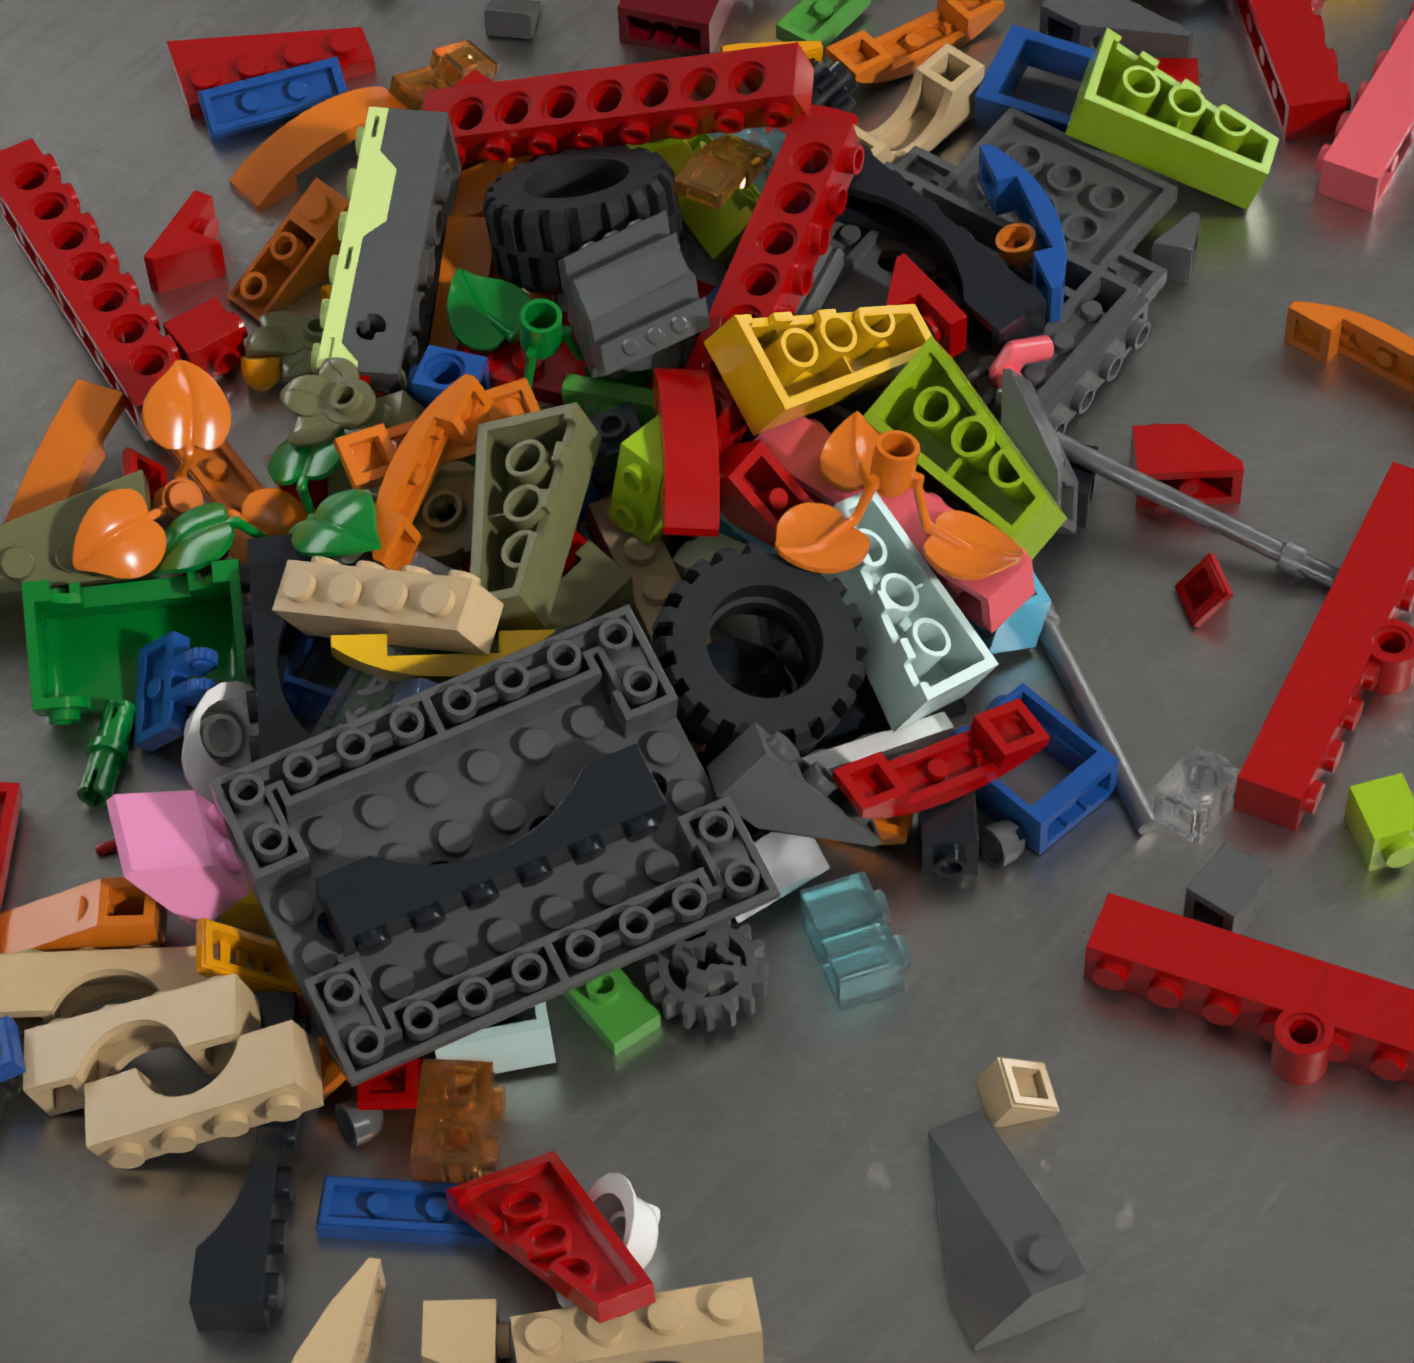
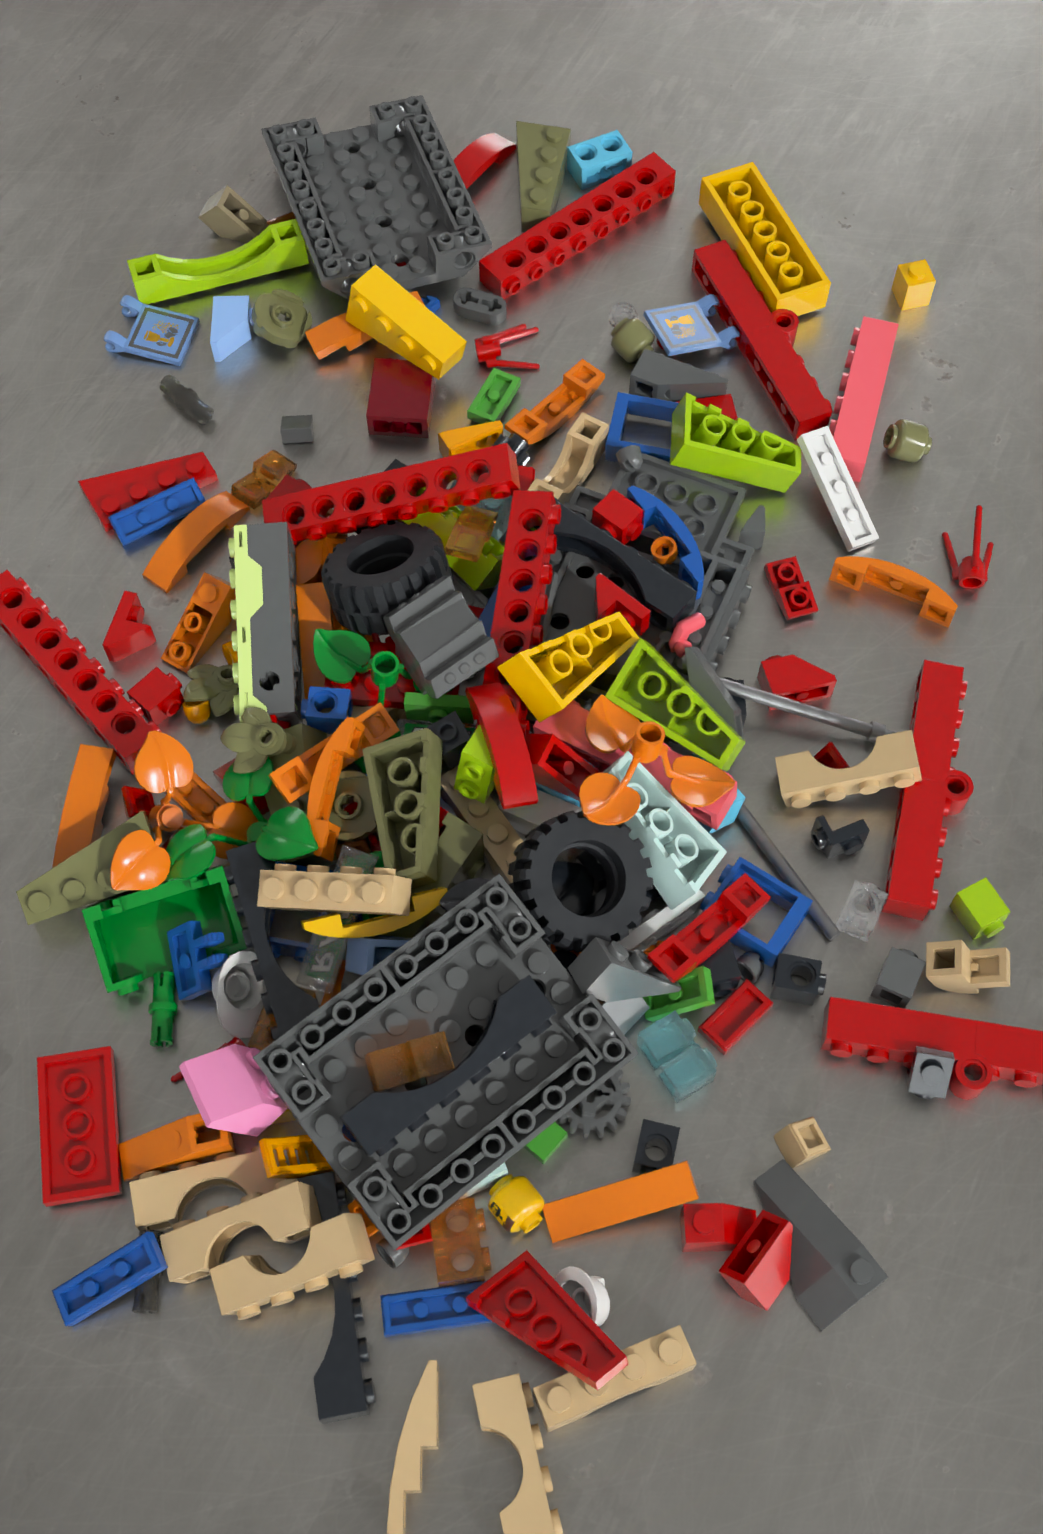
camera: 15 degrees left, 10 degrees up
(436, 836) = (409, 1061): none -> clear orange slope
(554, 1088) = (516, 1204): none -> yellow head
(711, 1109) = (620, 1201): none -> orange tile
(786, 1037) = (659, 1135): none -> black brick
(851, 1176) = (713, 1226): none -> red slope
(899, 854) = (695, 994): none -> bright green plate
(900, 1227) = (761, 1260): none -> red slope
(958, 186) = (618, 517): none -> red brick
(961, 908) = (735, 1017): none -> red tile
(1003, 114) = (630, 458): none -> dark grey hinge
(1068, 850) = (785, 989): none -> black brick
(1194, 692) = (842, 840): none -> black bracket
(1215, 340) = (789, 588): none -> red slope
(1235, 1022) = (930, 1073): none -> bracket
(1289, 590) = (888, 765): none -> tan arch
(1324, 208) = (837, 488): none -> white plate
(1330, 900) = (962, 970): none -> tan brick

